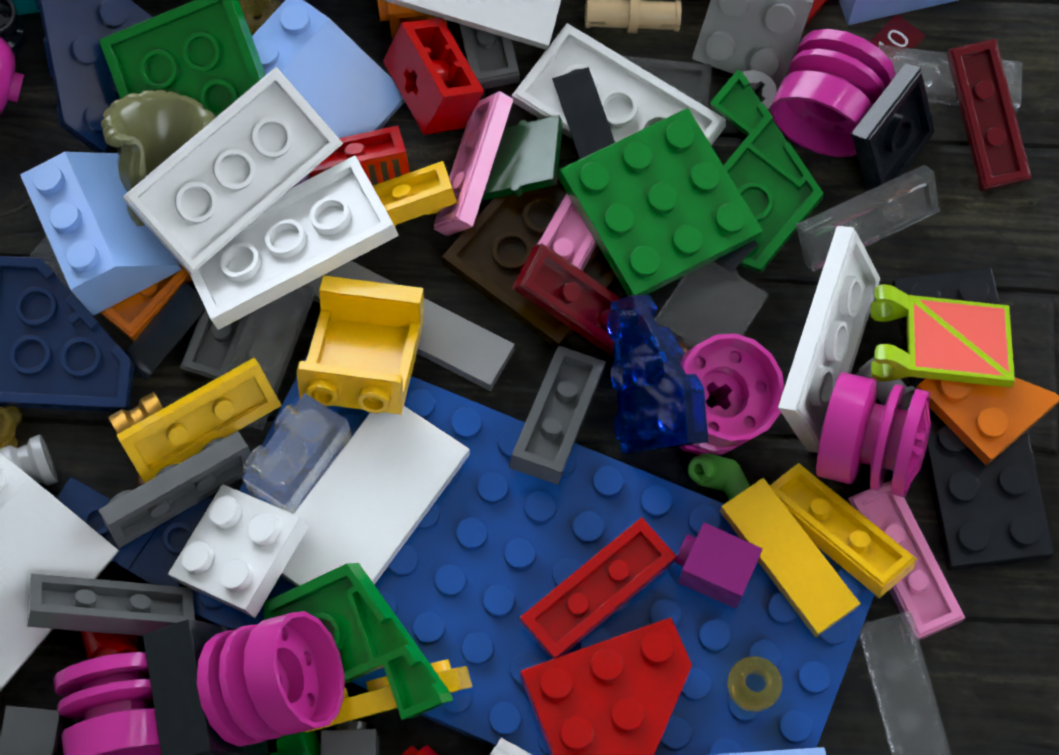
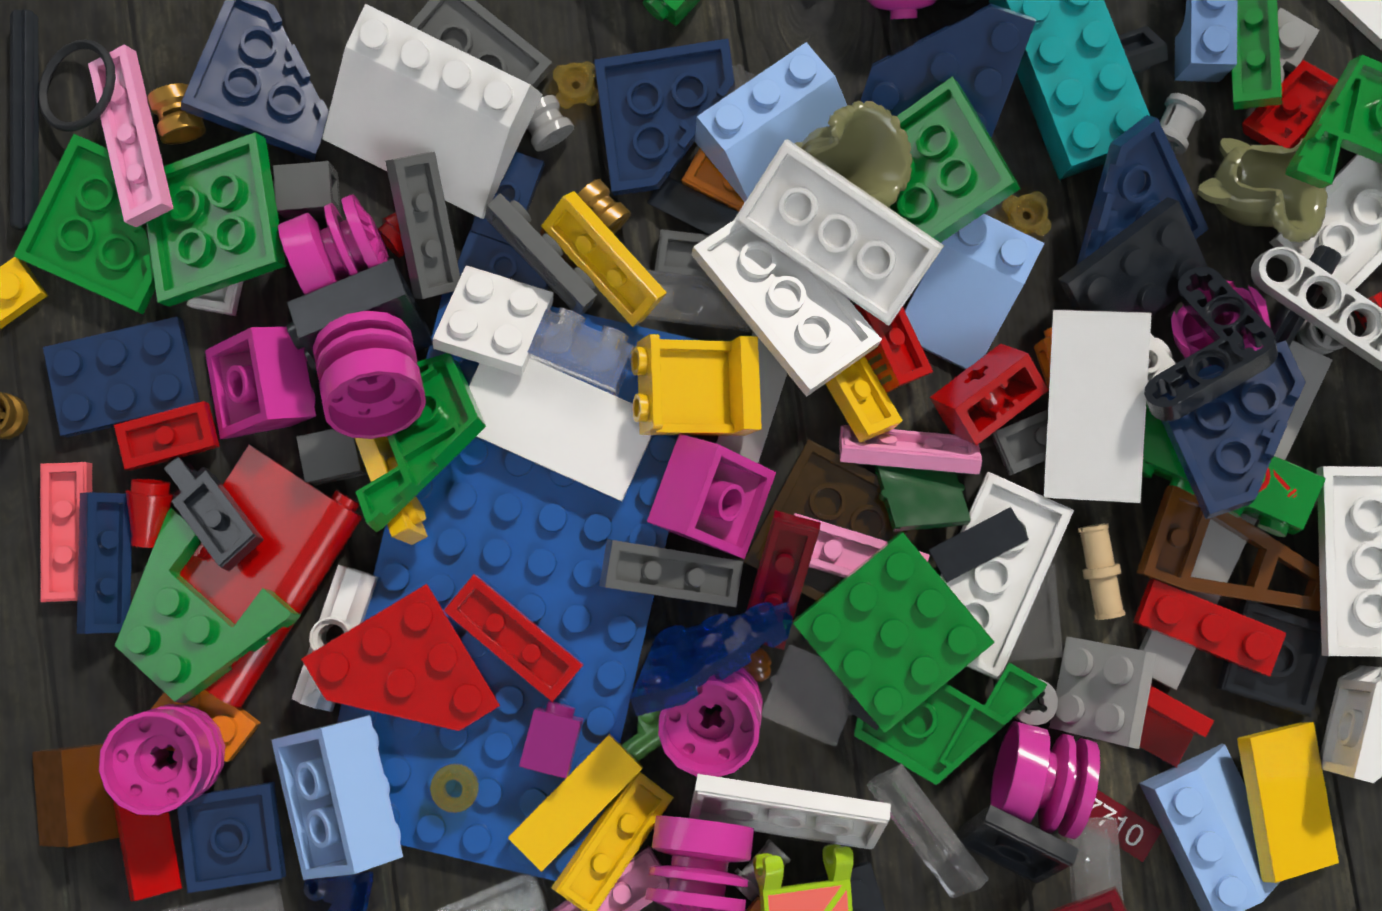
camera: 80 degrees right, 15 degrees up
(481, 359) = (711, 495): none -> dark pink slope

